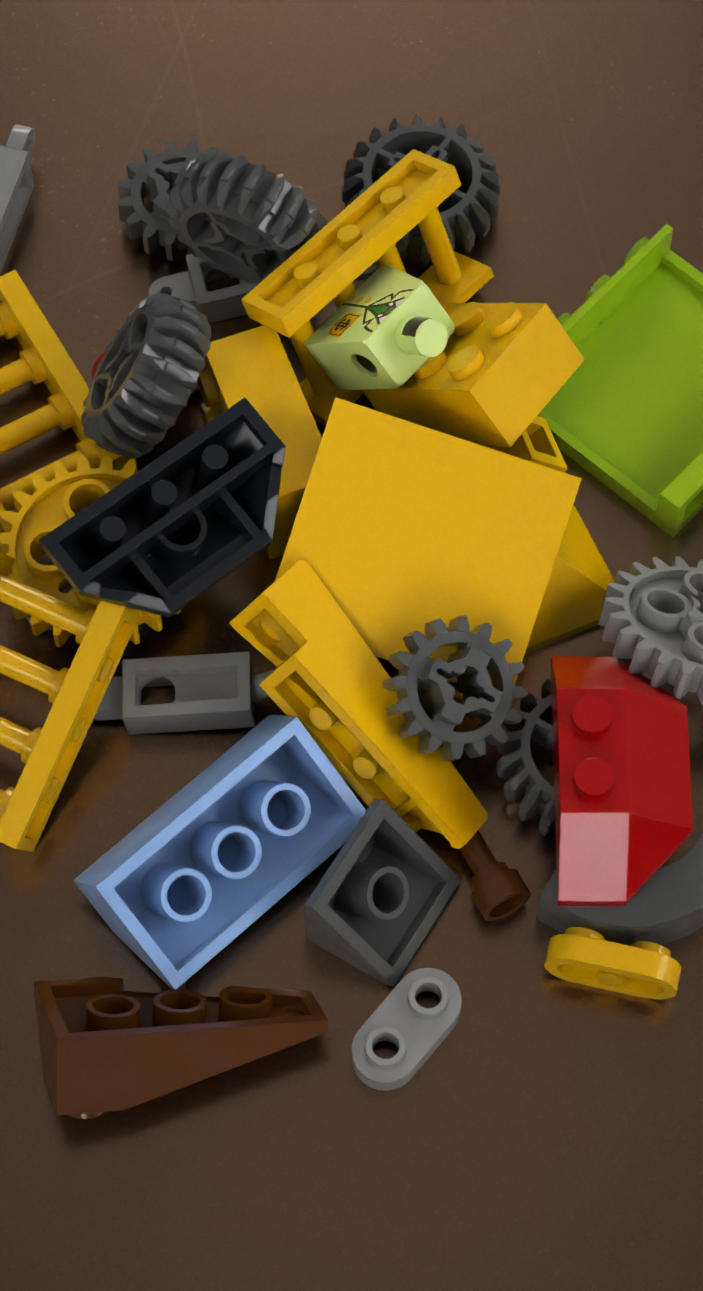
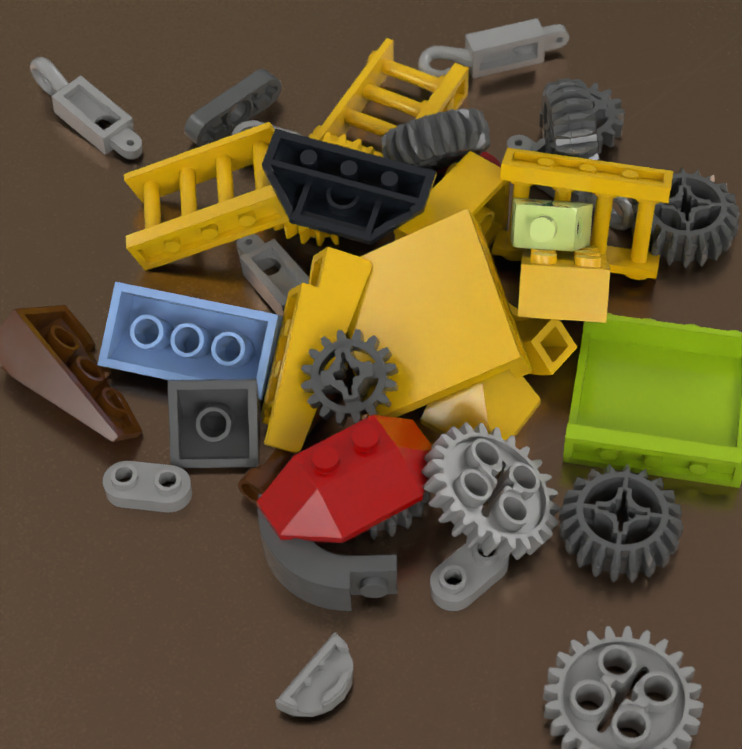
camera: 60 degrees right, 10 degrees down
(634, 970) = (255, 577): yellow plate -> none

